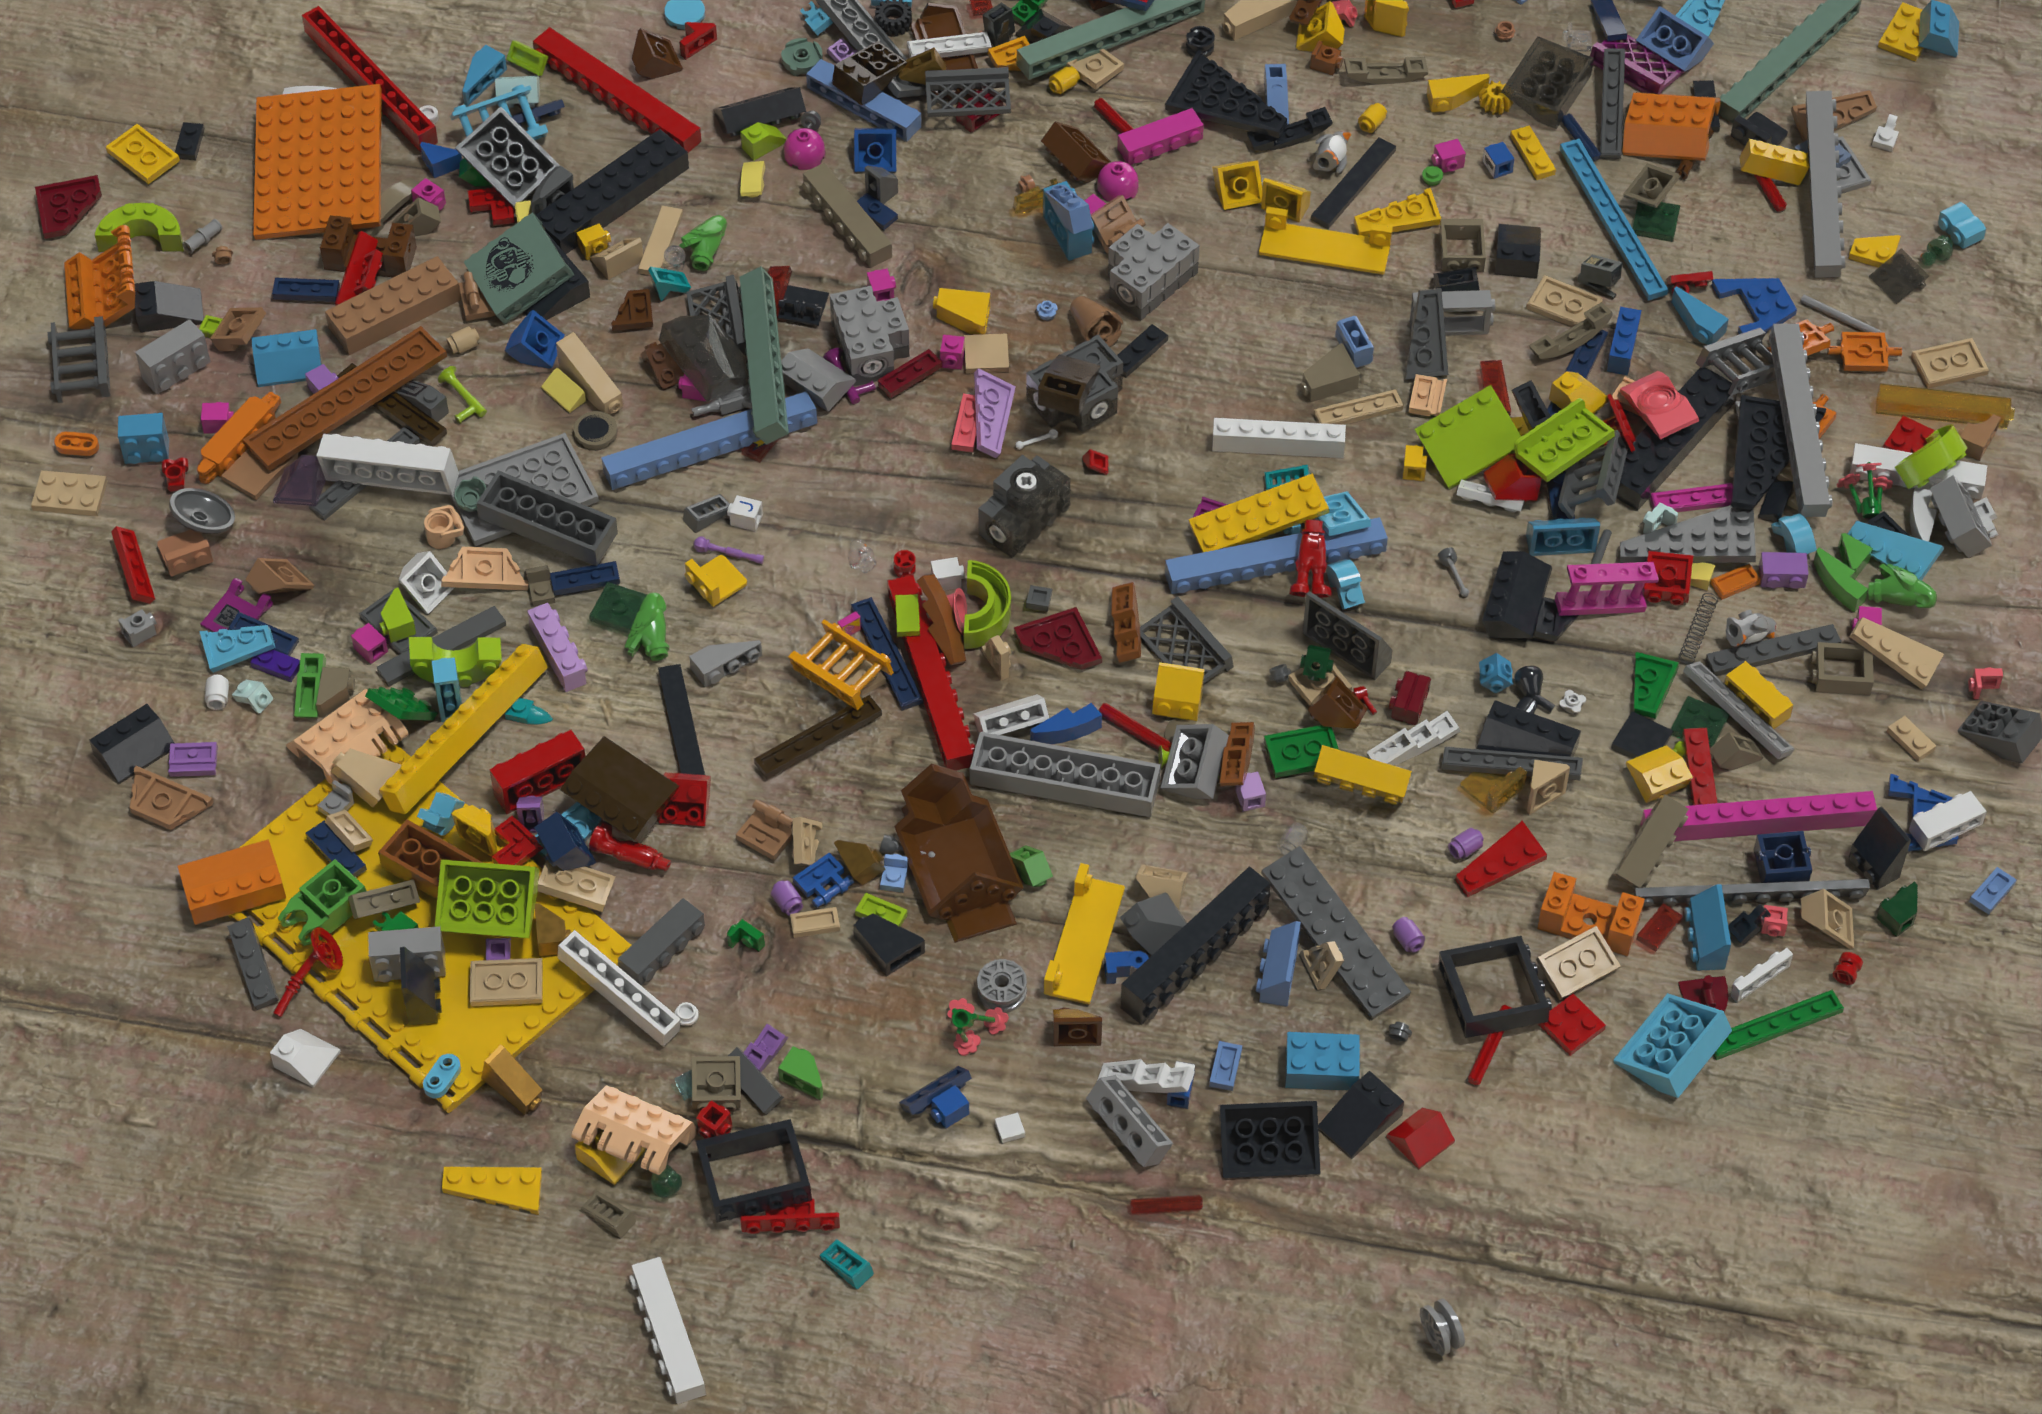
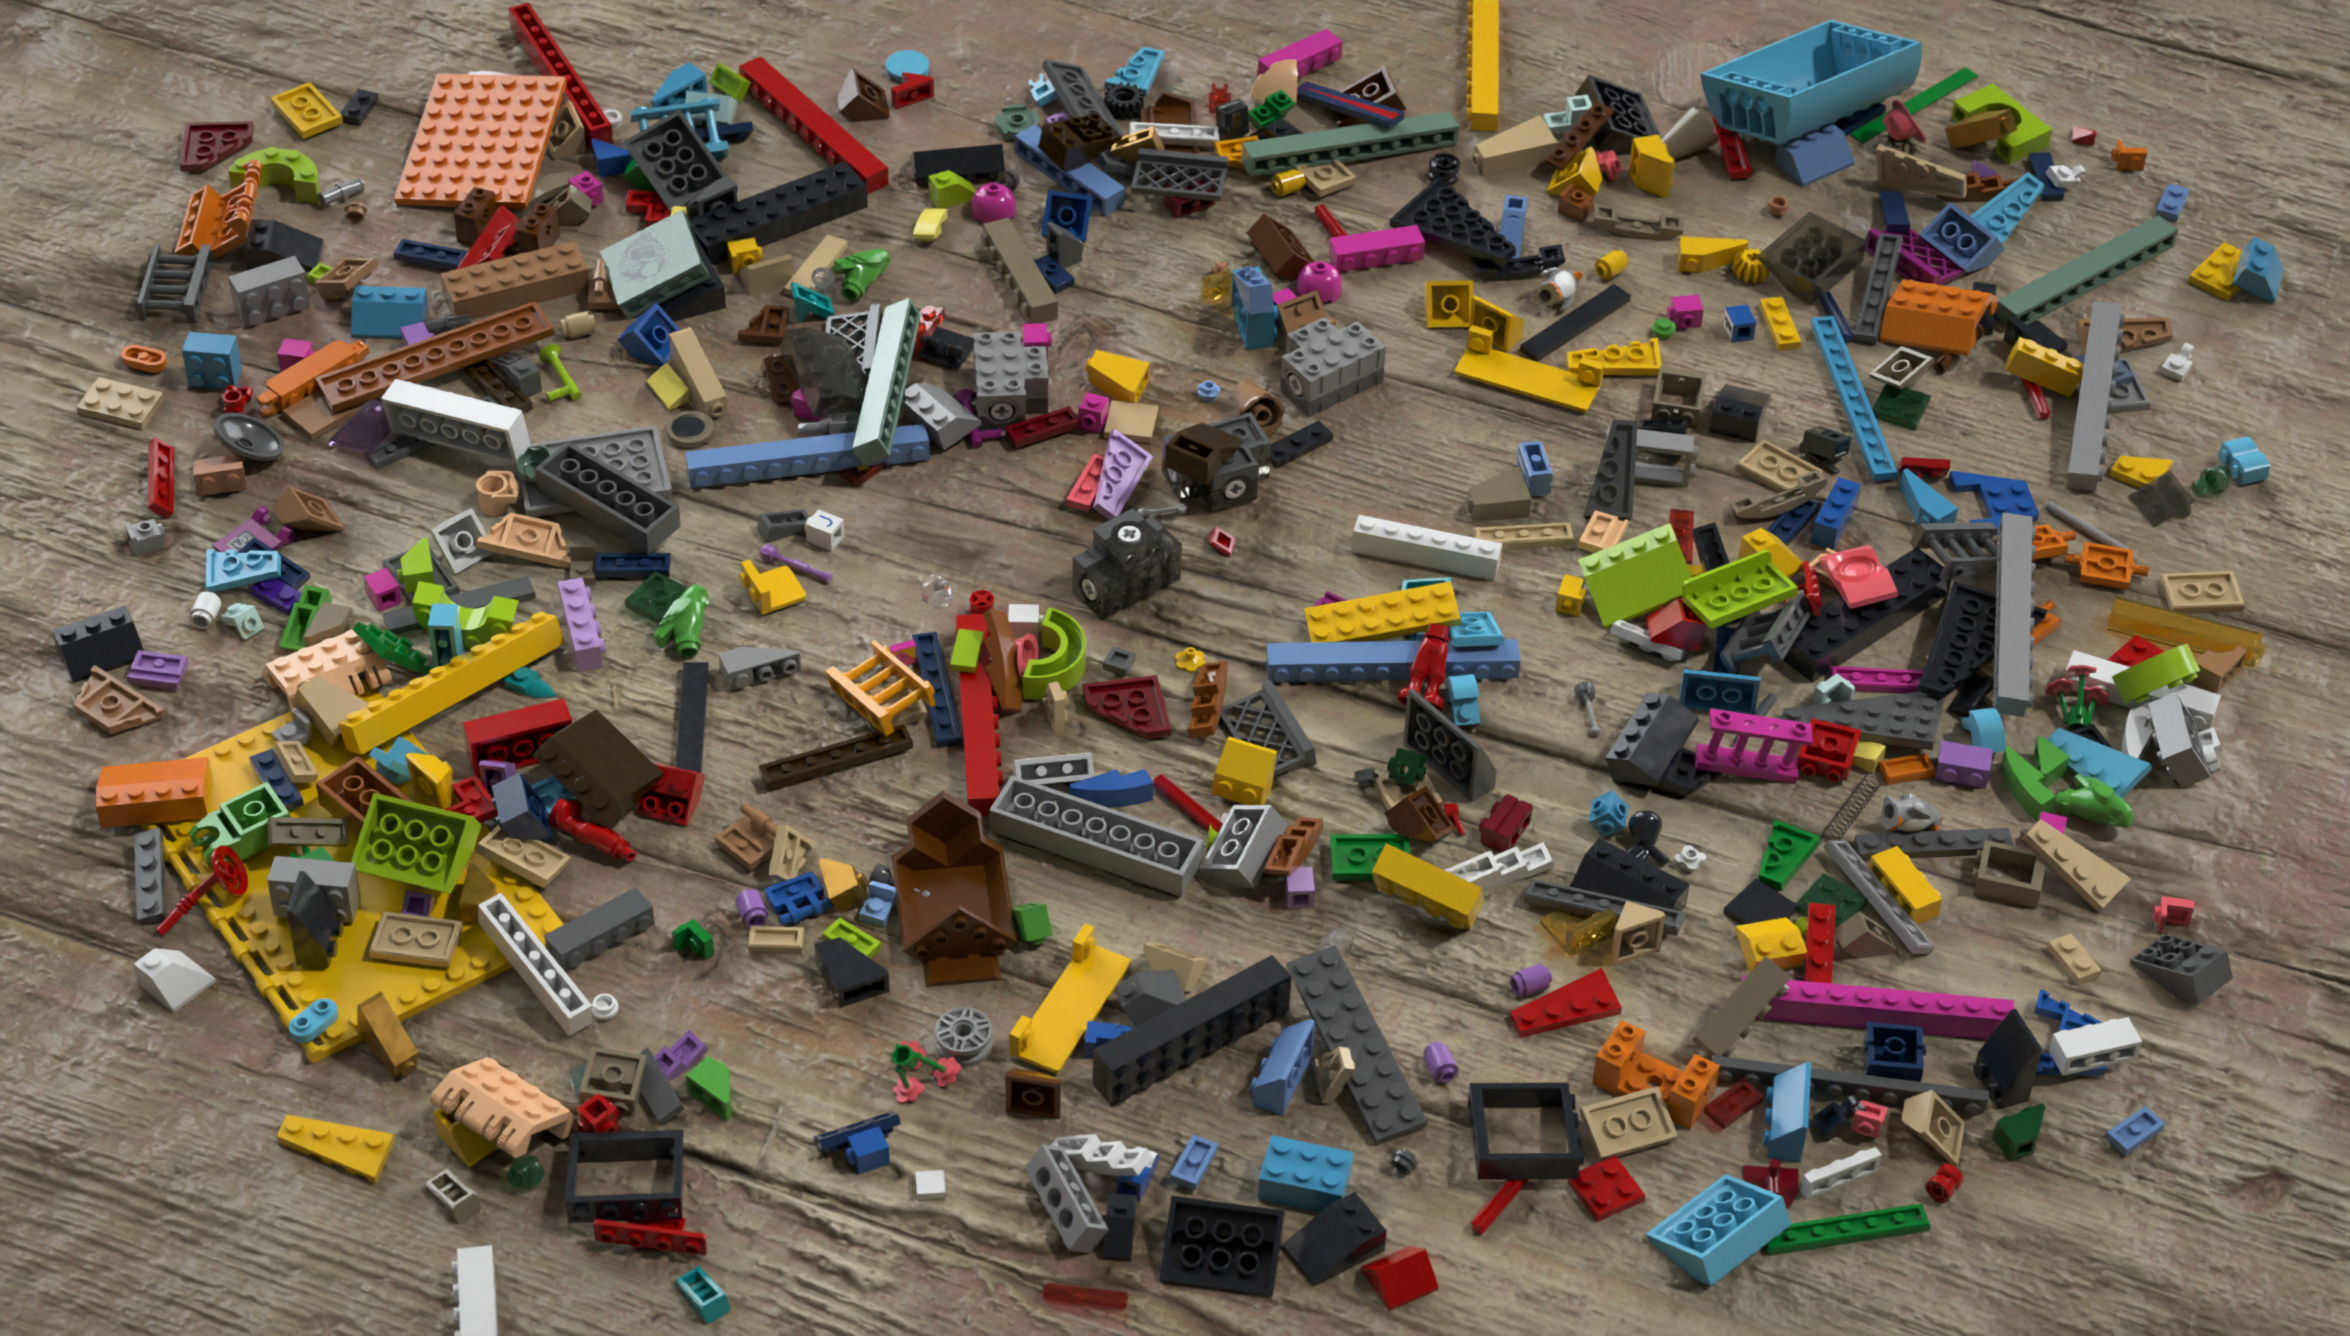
camera: 10 degrees right, 10 degrees down
(344, 359) = (447, 323): none -> dark grey axle
(395, 139) = (567, 134): none -> tan slope
(1099, 584) = (1189, 660): none -> yellow plant
(1180, 1132) = (1121, 1224): none -> black slope

